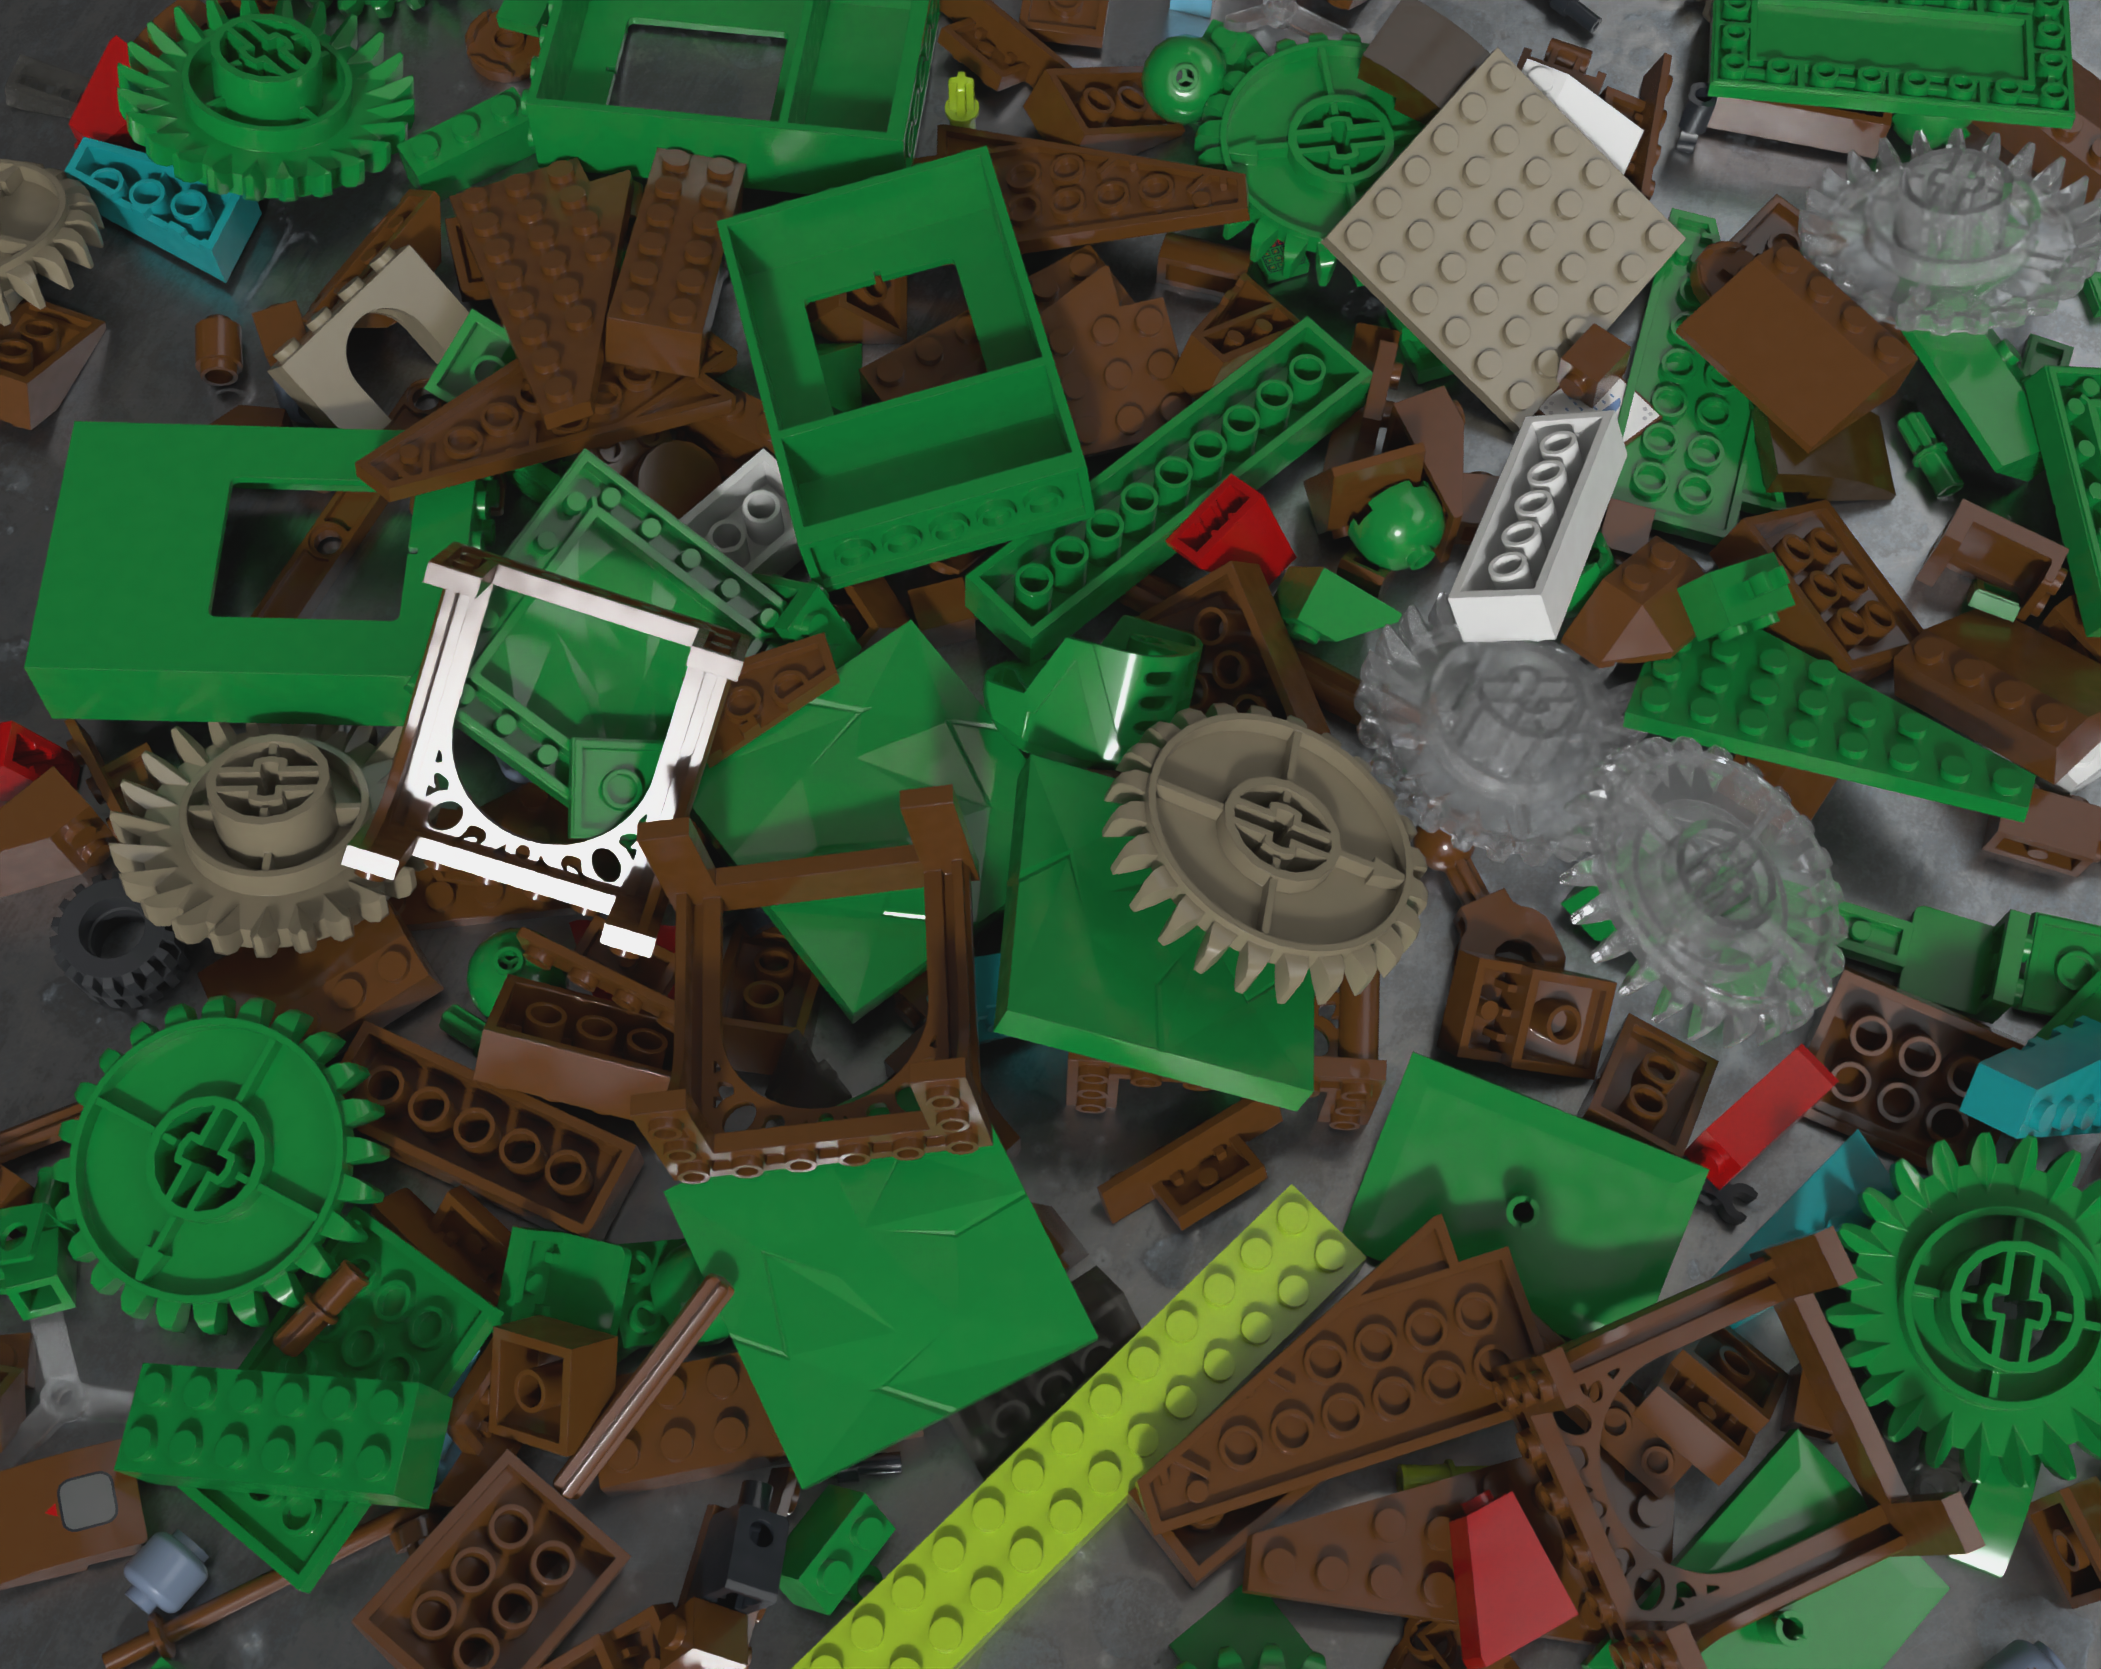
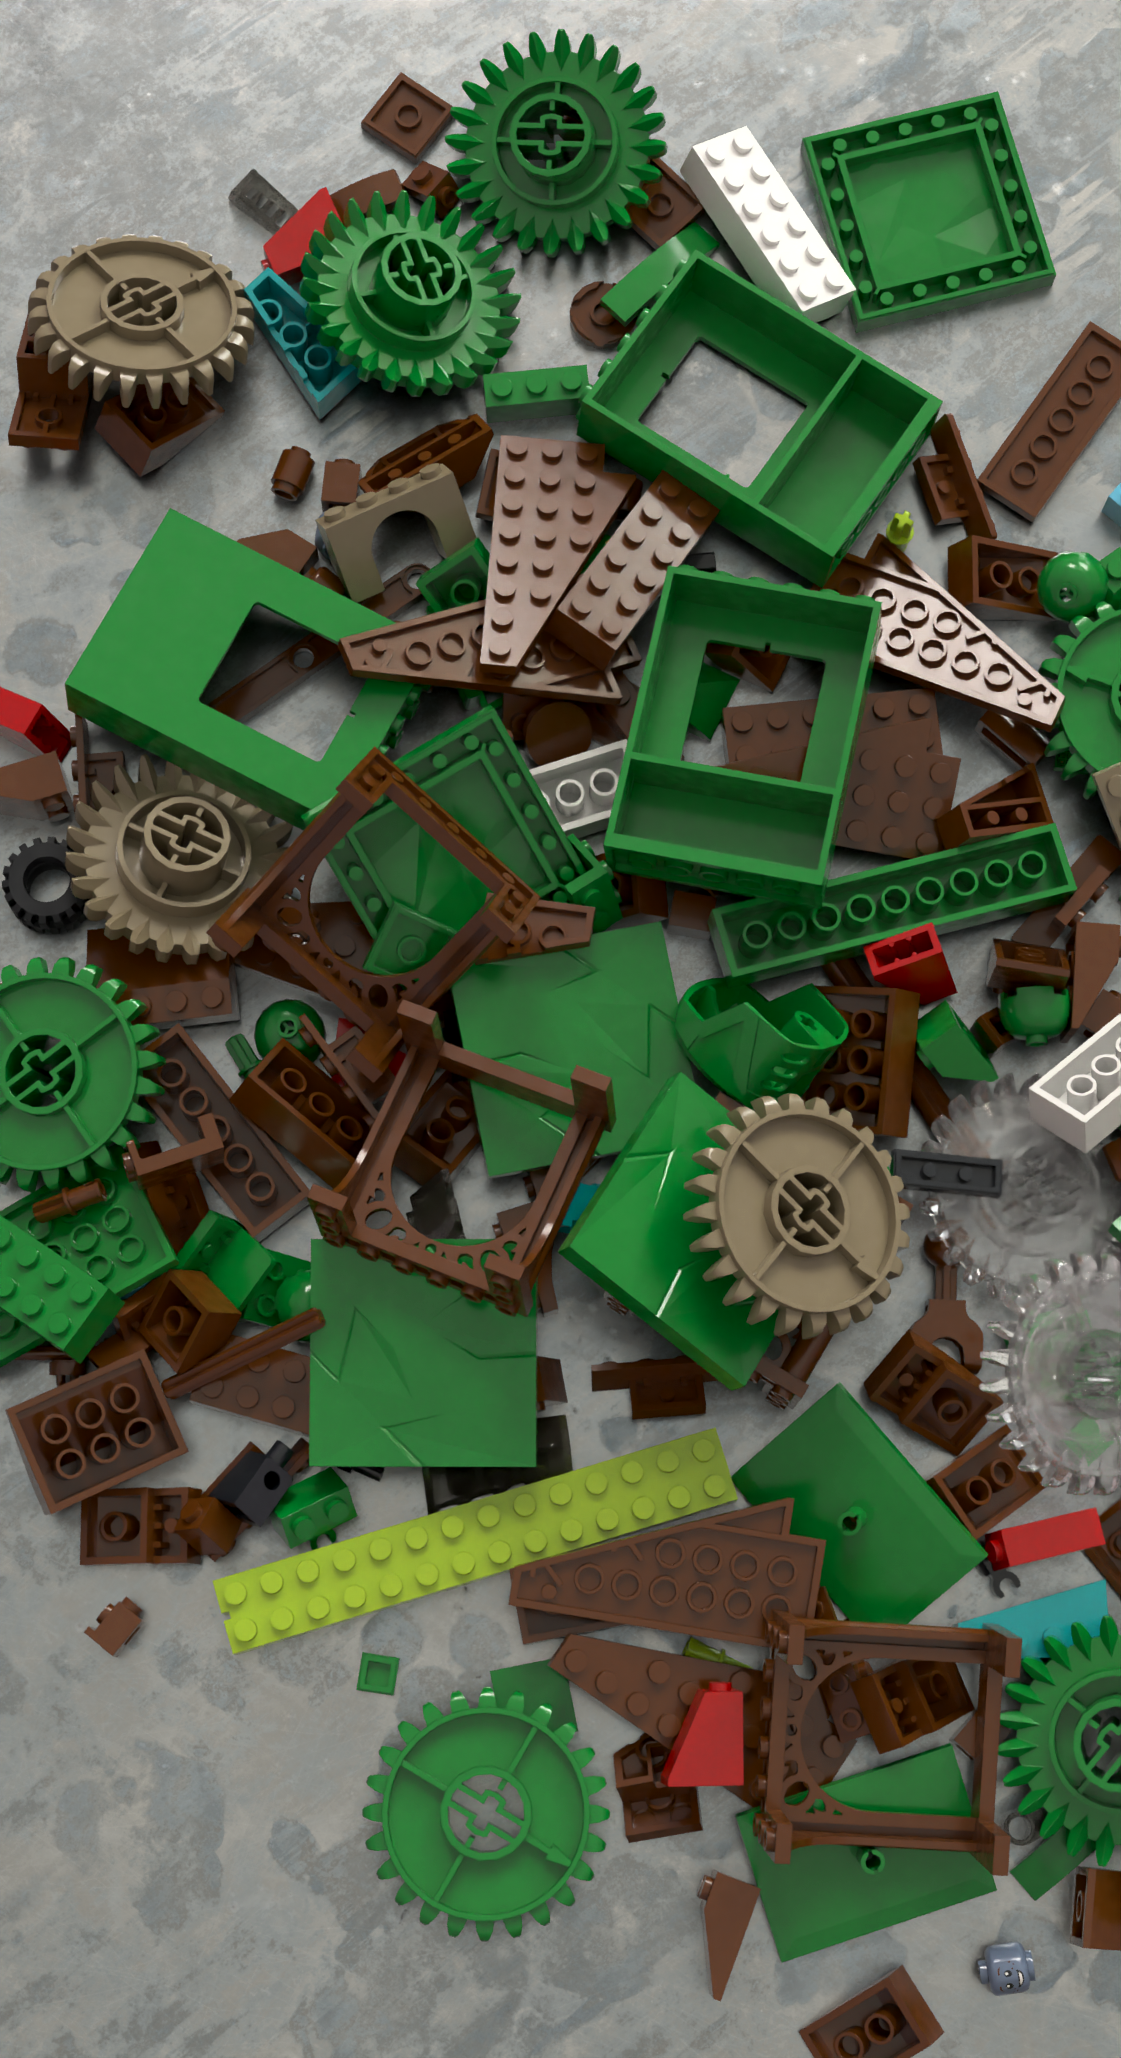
camera: 25 degrees right, 10 degrees up
(438, 1181) = (177, 1161): none -> reddish brown panel
(1415, 736) = (948, 1173): none -> black tile

